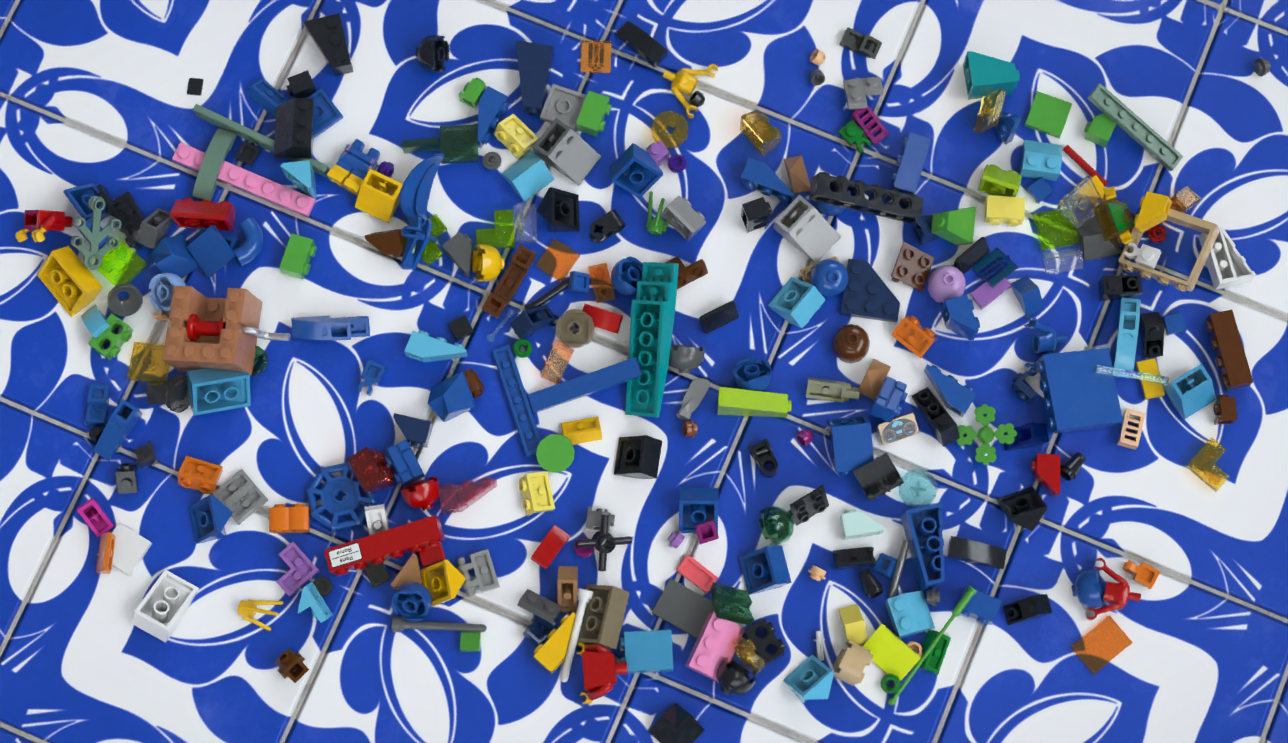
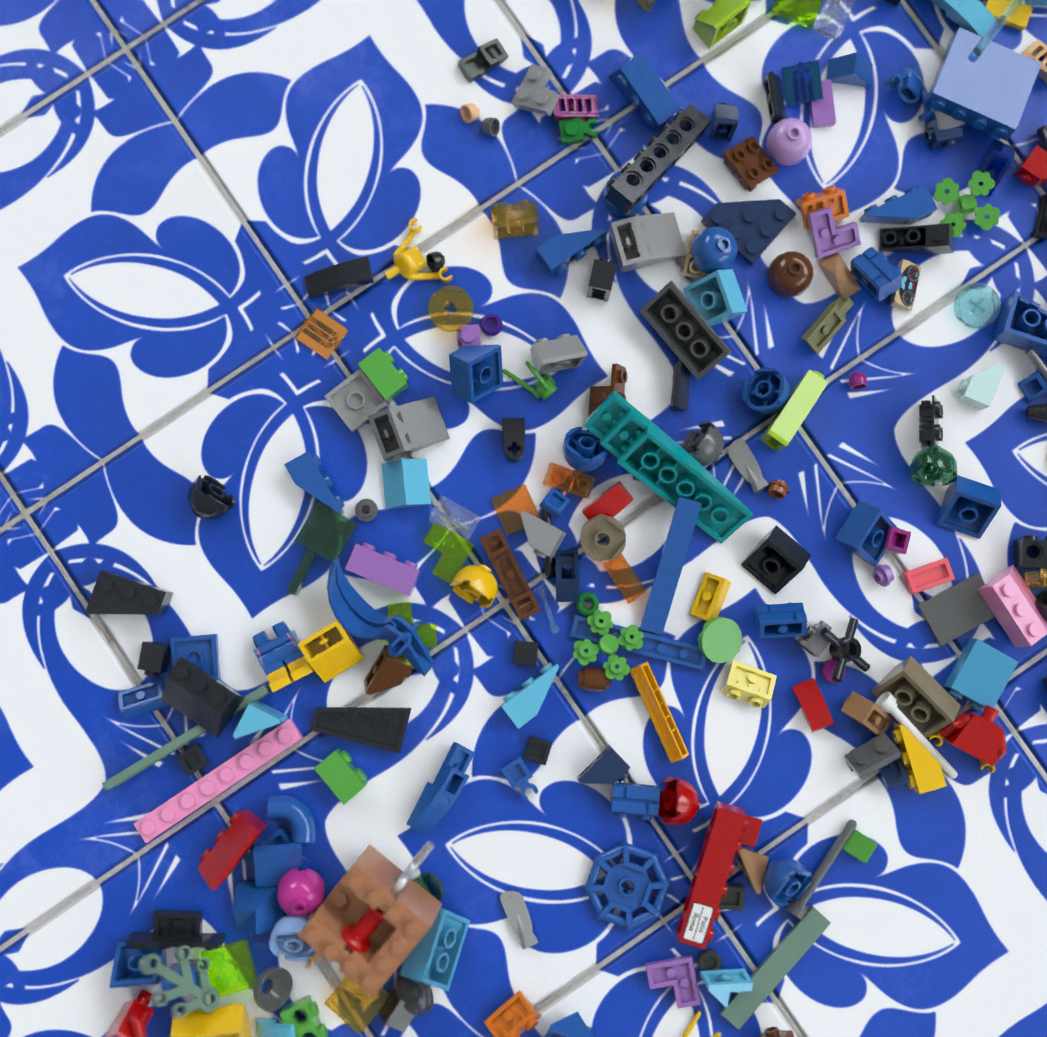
camera: 60 degrees left, 10 degrees up
(154, 228) = (212, 909): dark grey slope -> none
(195, 86) = (80, 769): black sticker -> none
(202, 276) = (300, 892): none -> dark pink cylinder
(212, 164) = (180, 803): sand green slope -> none
(240, 496) = (562, 990): light grey slope -> none
(272, 437) = (519, 917): none -> light grey piece
(289, 519) = (619, 954): orange brick -> none
(343, 253) = (365, 725): none -> black wing
(347, 635) = (776, 966): none -> sand green tile
(371, 470) = (624, 840): clear red slope -> none
(376, 519) = (679, 865): white slope -> none
(386, 168) = (305, 626): dark purple plate -> none
(398, 378) = (538, 750): none -> black tile
(442, 581) = (784, 838): yellow slope -> none
(451, 397) = (595, 709): blue slope -> none
(458, 196) = (383, 568): none -> medium lavender brick
(460, 252) = (445, 603): dark grey slope -> none
(460, 497) = (705, 766): clear pink slope -> none
(472, 92) = (280, 483): bright green brick -> none
(477, 443) = (659, 712): none -> light orange piece
(484, 572) = (796, 787): light grey plate -> none
(502, 378) = (608, 645): none -> bright green plant
(515, 135) = (355, 469): light yellow bracket -> none
(534, 72) = (297, 406): dark blue slope -> none
(550, 285) = (542, 535): none -> light grey slope
(560, 210) = (467, 474): black slope -> none
(595, 485) = (780, 620): none -> blue brick
(731, 604) = (988, 563): clear green slope -> none
(755, 292) = (685, 330): none -> dark grey slope
(763, 455) = (851, 434): black piece -> none
(797, 174) = (579, 213): medium nougat slope -> none
(817, 573) = (1002, 458): light nougat plate -> none
(850, 442) = (894, 339): blue slope -> none
(854, 558) = (1009, 412): black hinge -> none
(878, 477) = (948, 335): black hinge -> none
(893, 355) = (828, 238): none -> medium lavender plate
(955, 225) = (738, 89): bright green slope -> none
(959, 317) = (837, 147): blue slope -> none
(1004, 210) = (750, 34): light yellow brick -> none

